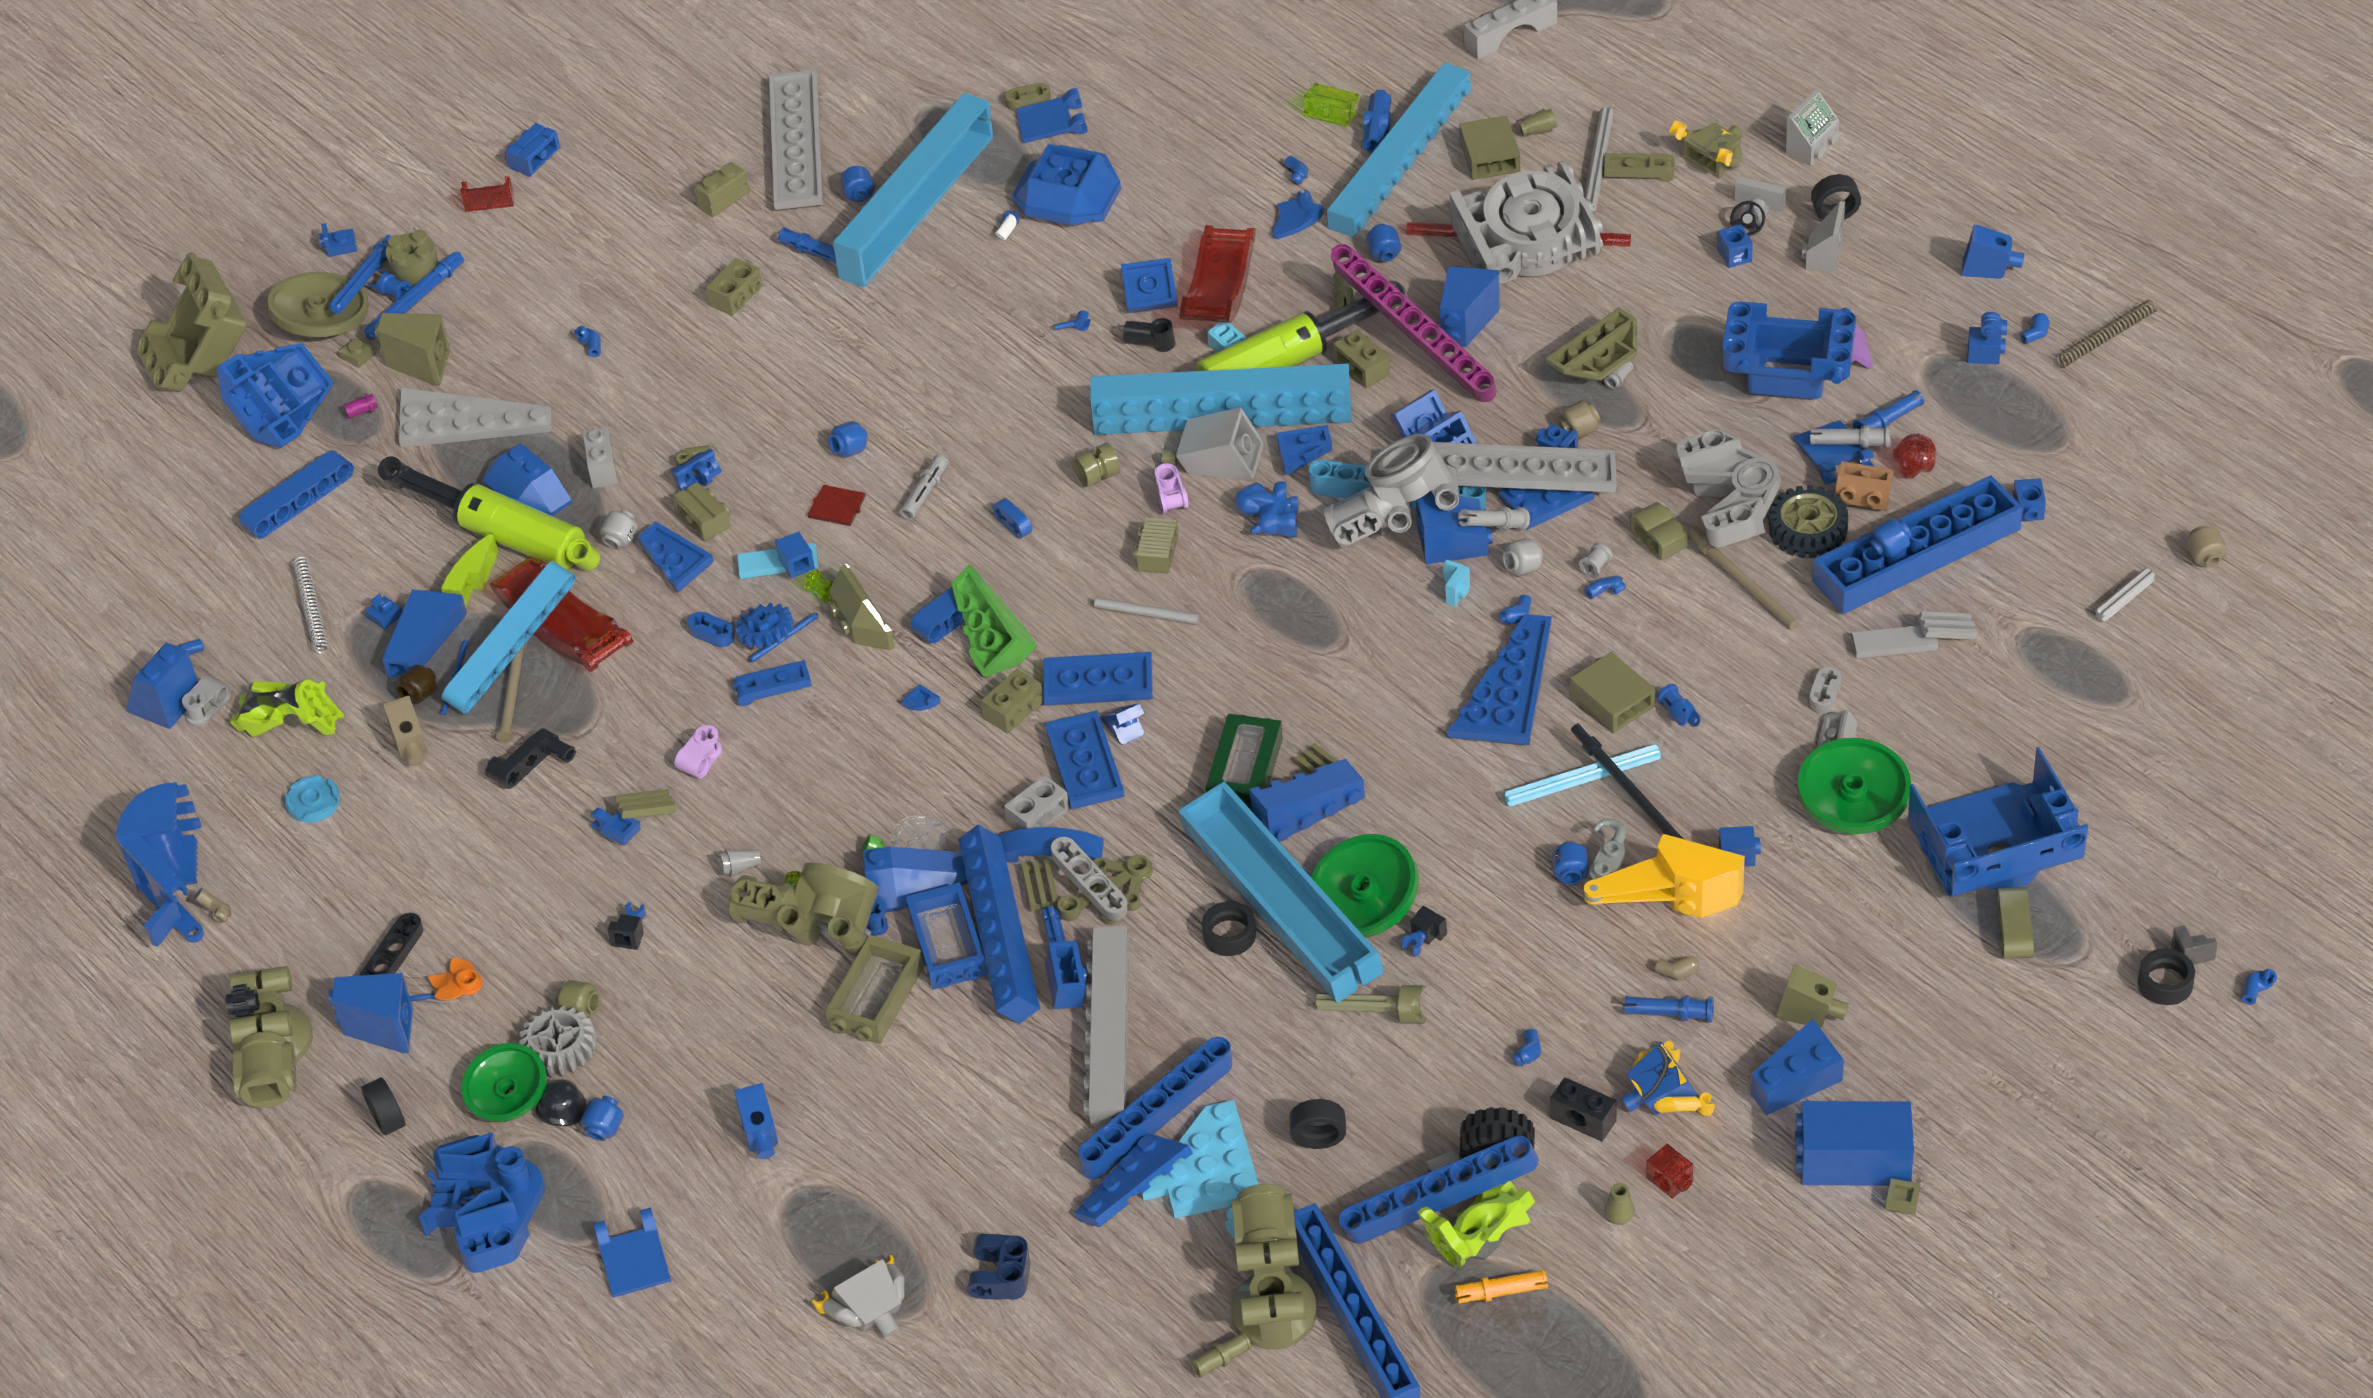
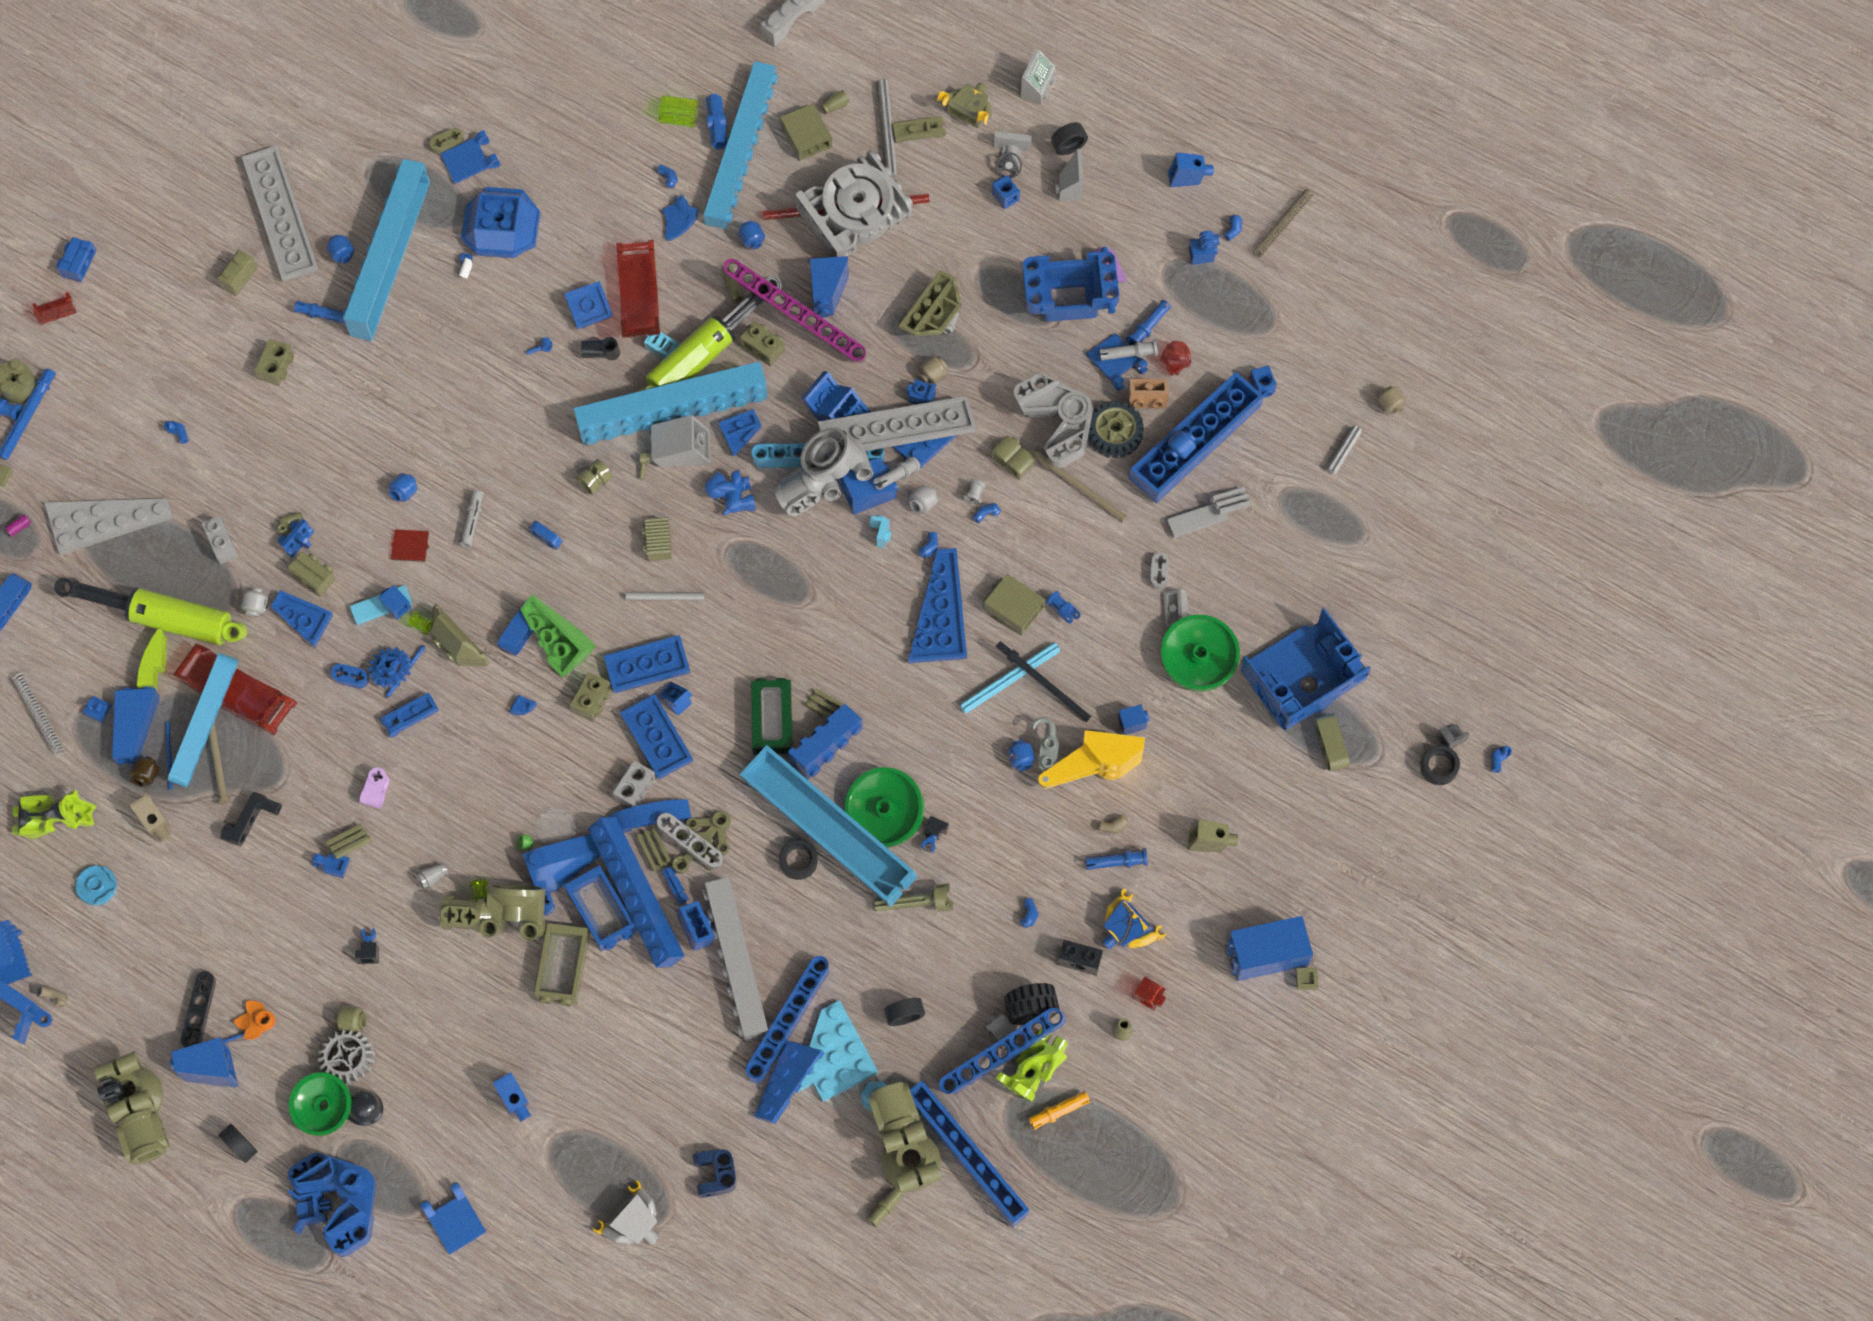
camera: 20 degrees left, 20 degrees up
(414, 345) = (44, 465): olive slope -> none
(526, 479) = (167, 572): blue wedge -> none
(602, 1118) = (399, 1114): blue head -> none
(1170, 488) = (654, 490): lavender piece -> none
(1797, 1070) = (1216, 894): blue wedge -> none

